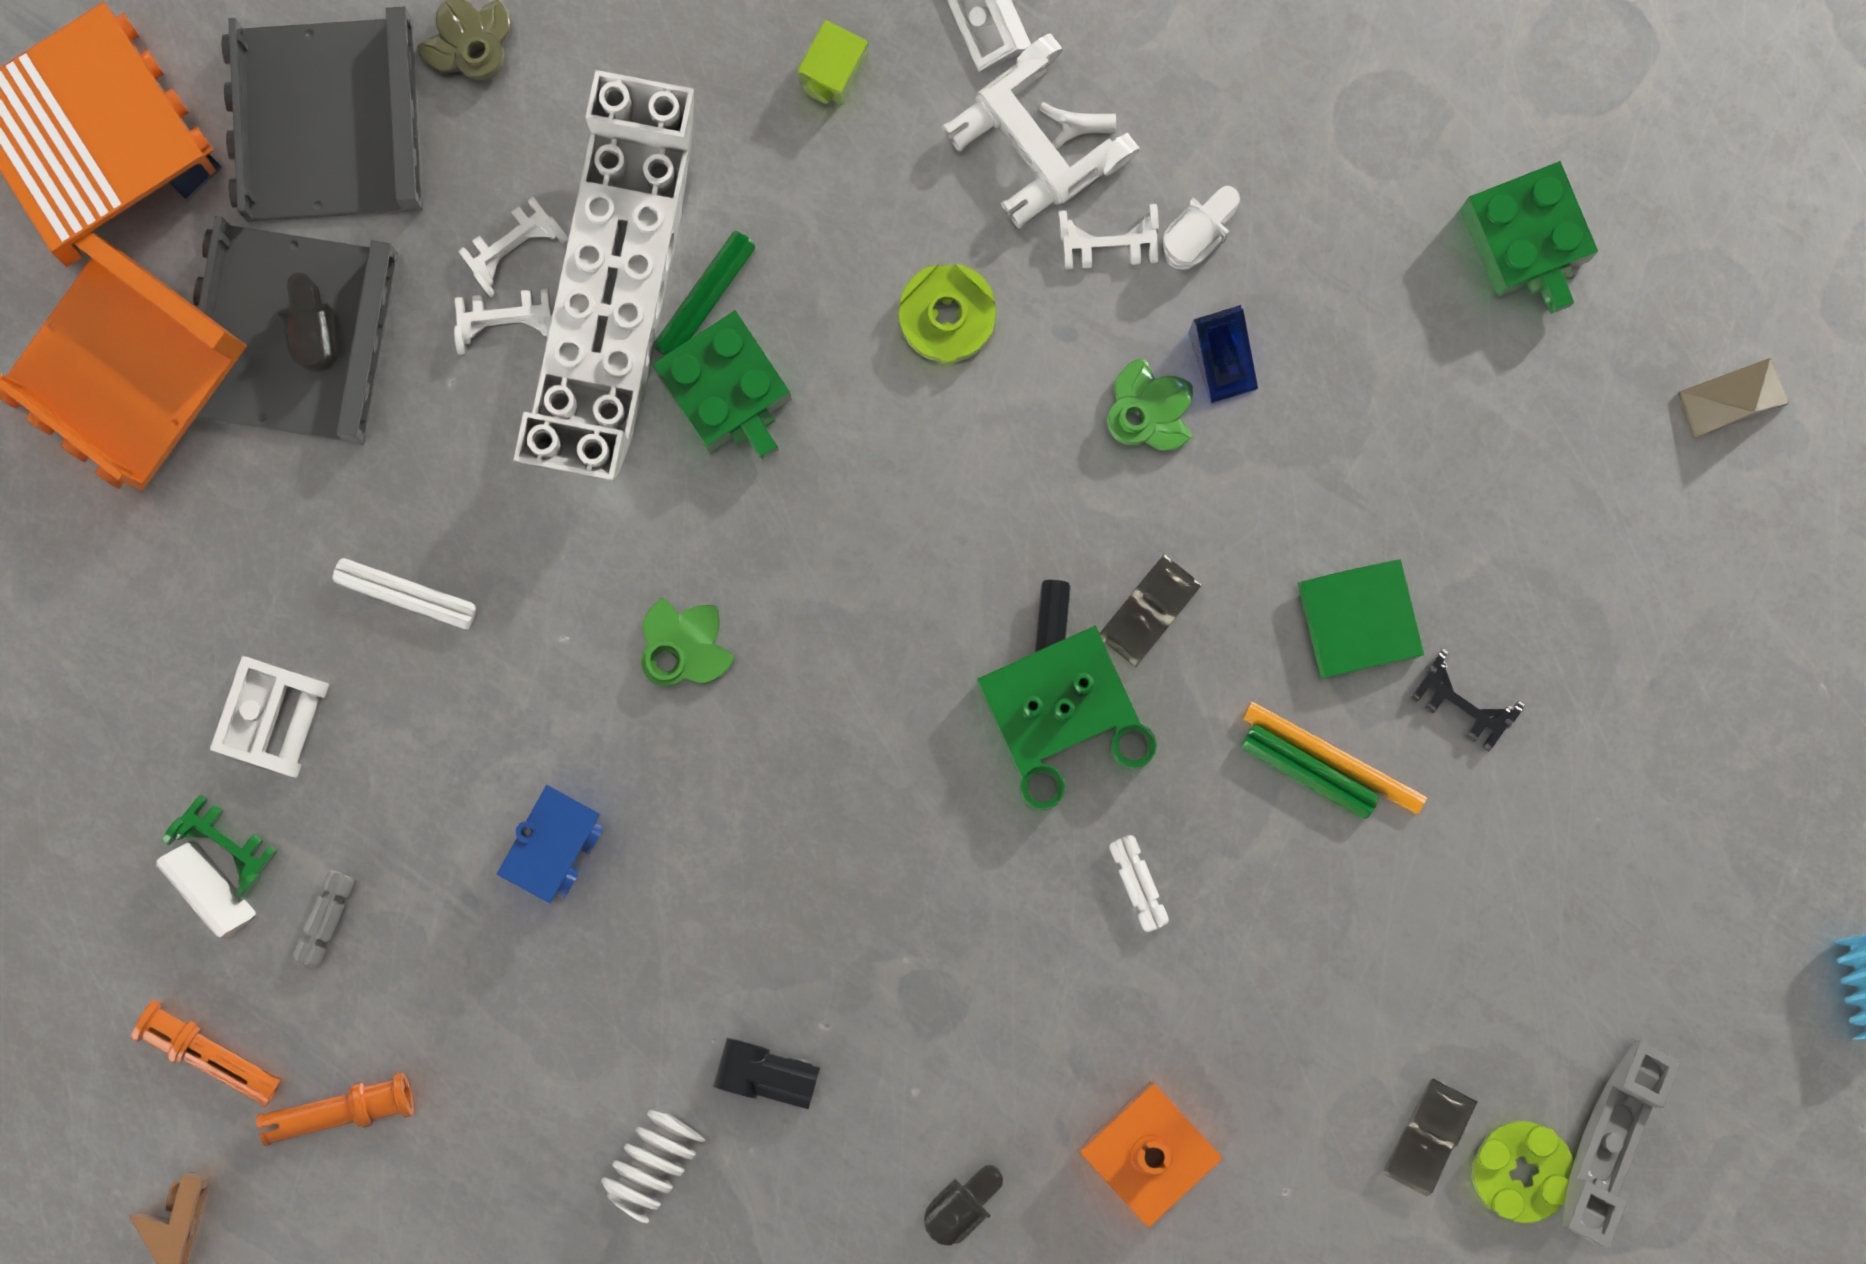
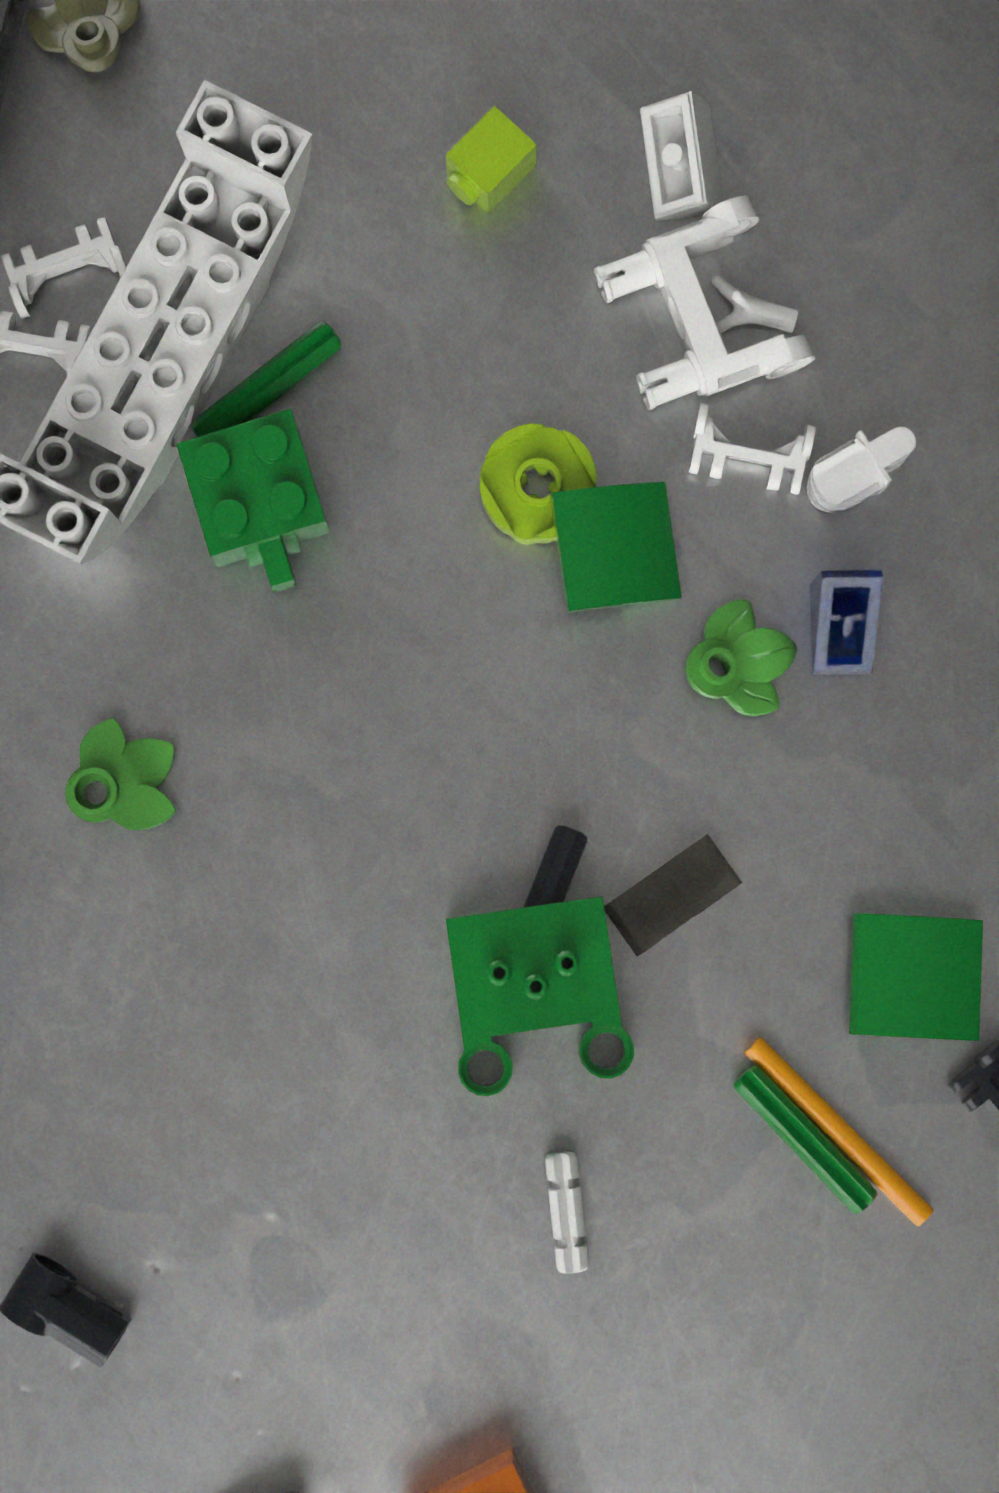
camera: 20 degrees right, 0 degrees up
(1024, 345) = (615, 546): none -> green slope

